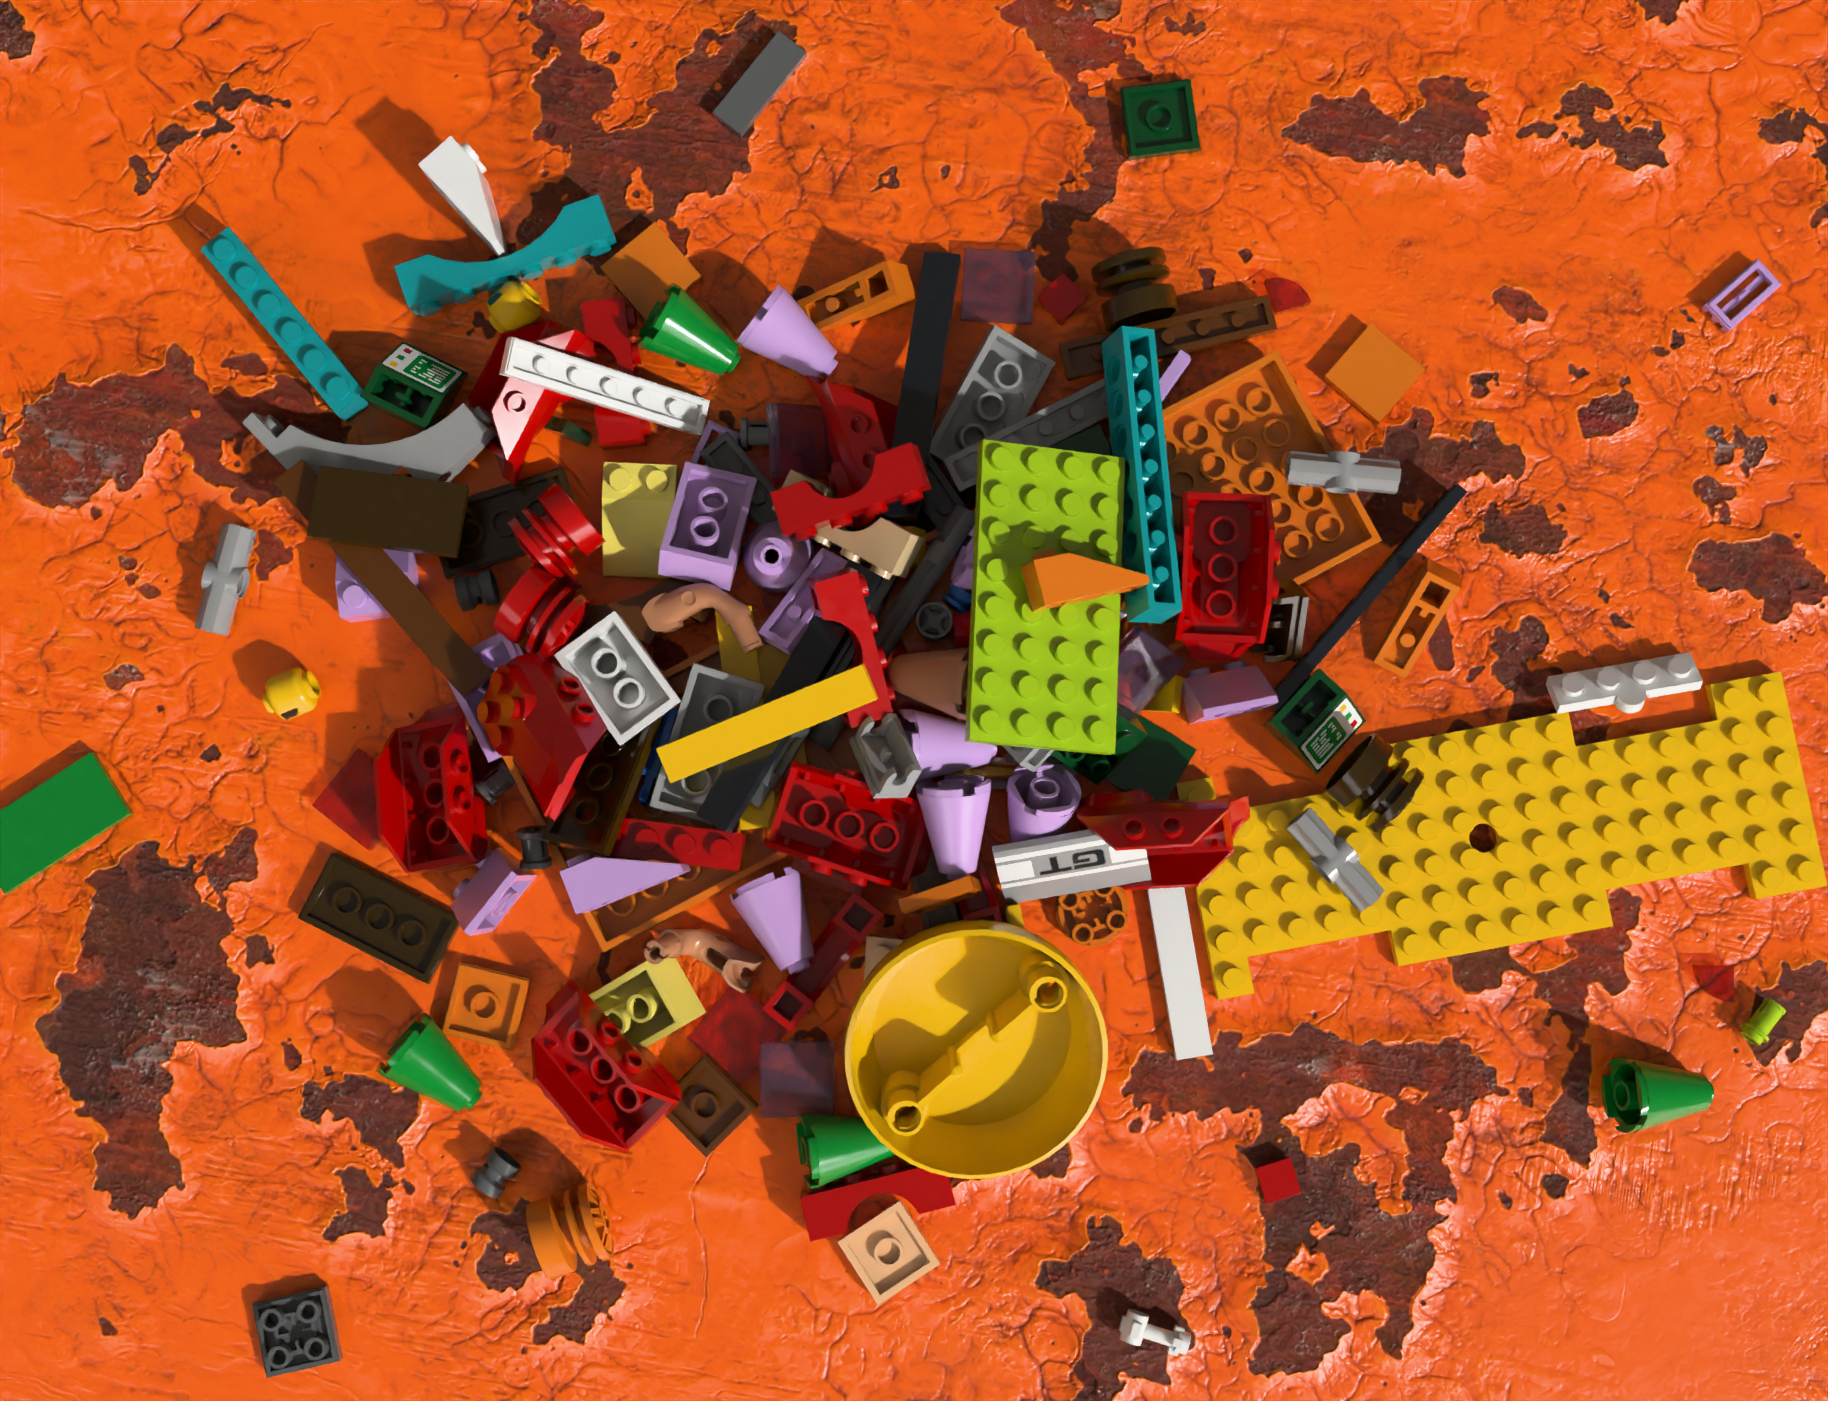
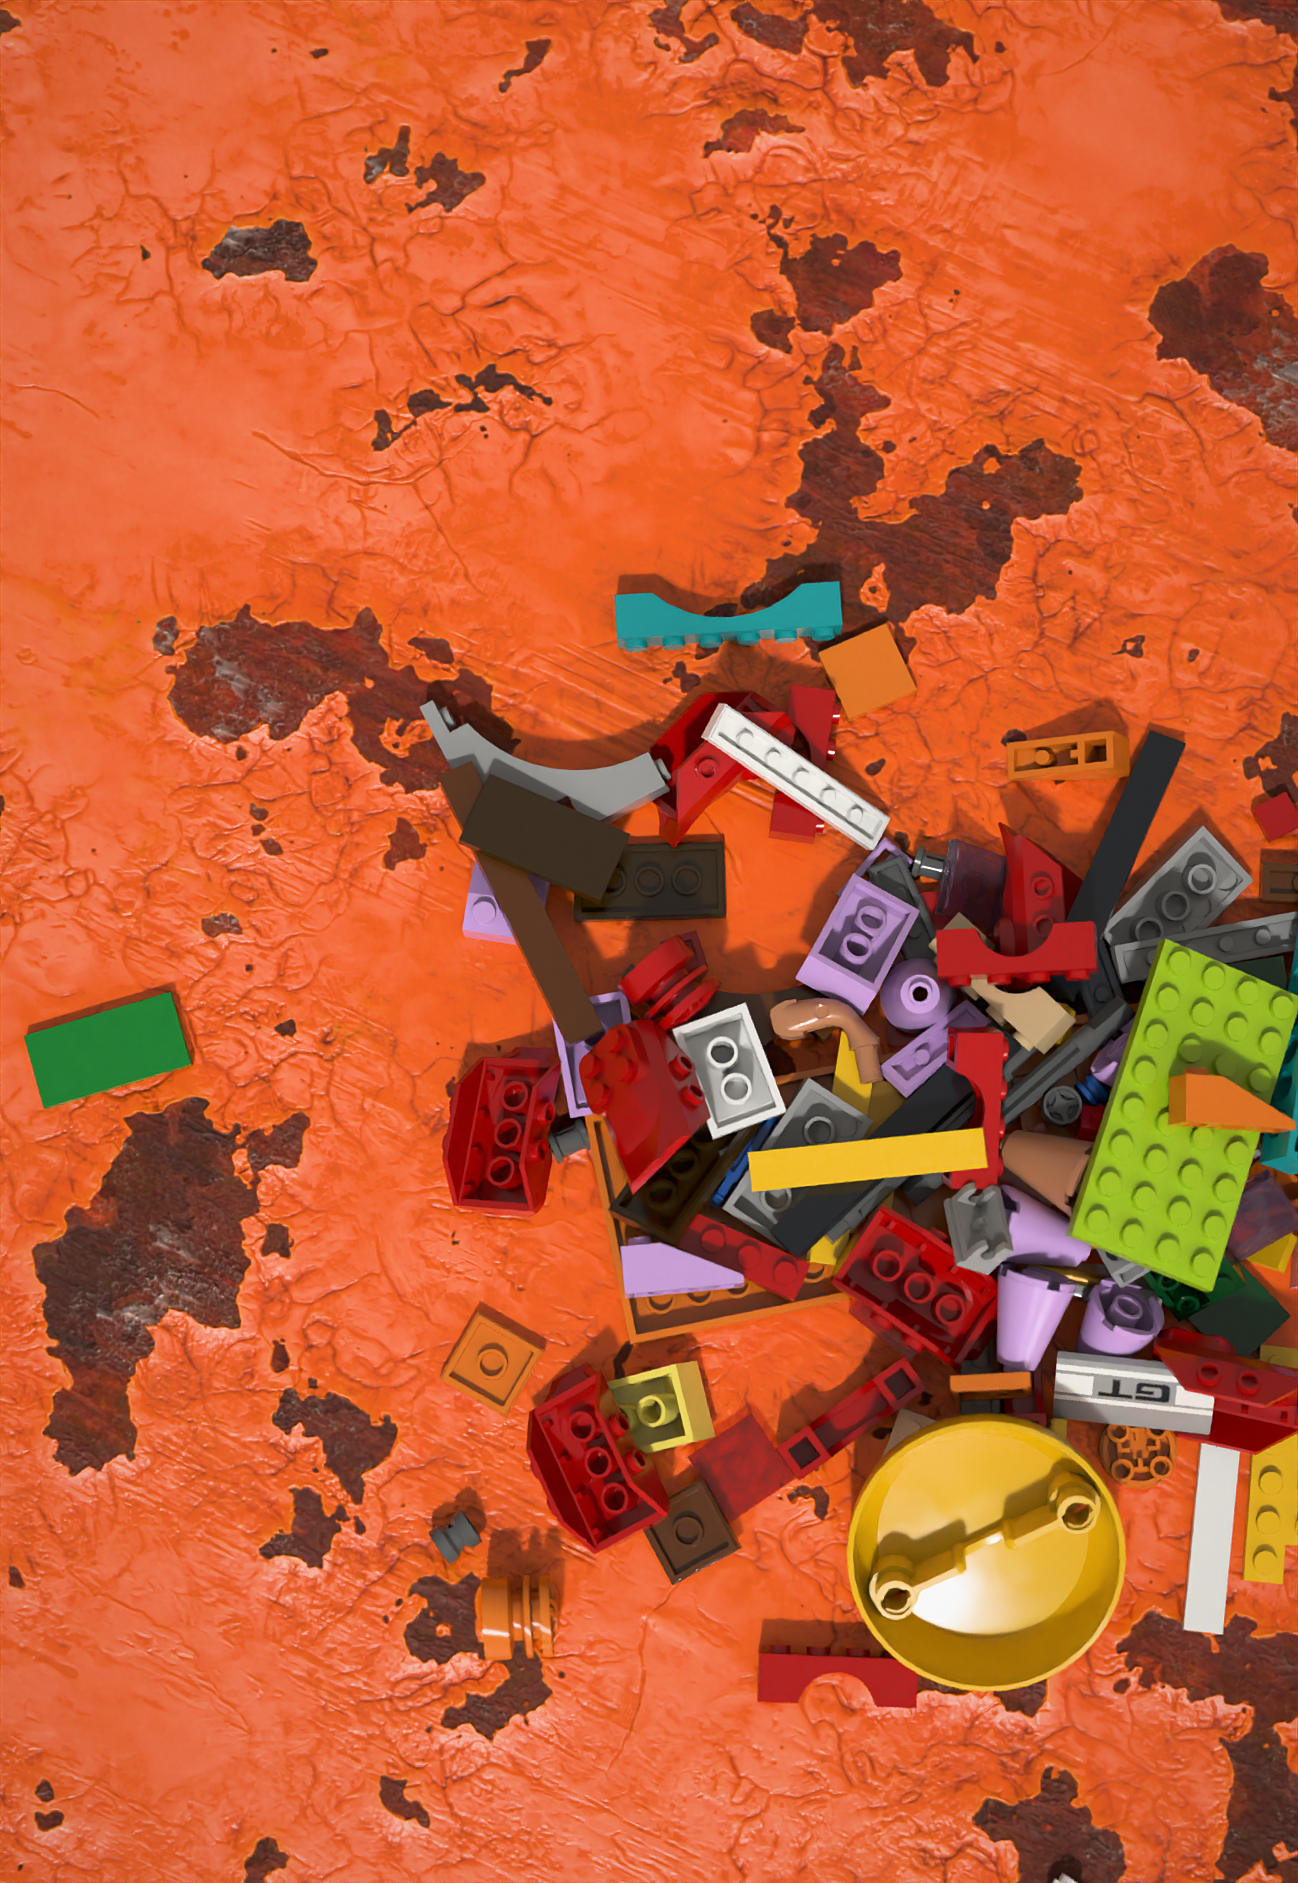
camera: 20 degrees right, 5 degrees down
(225, 579) = (354, 857): light grey piece -> none
(286, 324) = (490, 623): teal arch -> none
(291, 693) = (389, 991): yellow head -> none
(297, 1331) = (207, 1639): dark grey tile -> none
(351, 800) = (420, 1117): clear red tile -> none
(380, 918) = (411, 1243): dark brown tile -> none
(414, 386) = (599, 721): dark green slope -> none
(431, 1066) = (423, 1408): green cone -> none
(460, 180) = (704, 533): white slope -> none
(476, 590) = (603, 941): dark grey wheel -> none
(491, 892) = (534, 1247): lavender slope -> none
(513, 306) = (720, 668): yellow head -> none
(534, 848) = (592, 1216): dark grey bush -> none
(555, 531) = (704, 905): red wheel -> none
(569, 431) = (741, 809): tile -> none
(635, 516) = (786, 916): light yellow slope -> none
(688, 334) = (889, 745): green cone -> none
(709, 948) = (737, 1374): nougat piece -> none
(759, 84) = (1029, 515): dark grey tile -> none
(778, 918) = (817, 1361): lavender cone -> none
(788, 336) = (989, 777): lavender cone -> none
(796, 1078) = (788, 1532): tile -> none
(835, 1146) = (811, 1612): green cone -> none
(888, 1251) = (832, 1738): light nougat plate -> none
(998, 286) = (1215, 786): tile -> none
(1277, 1179) = (1253, 1785): red tile -> none

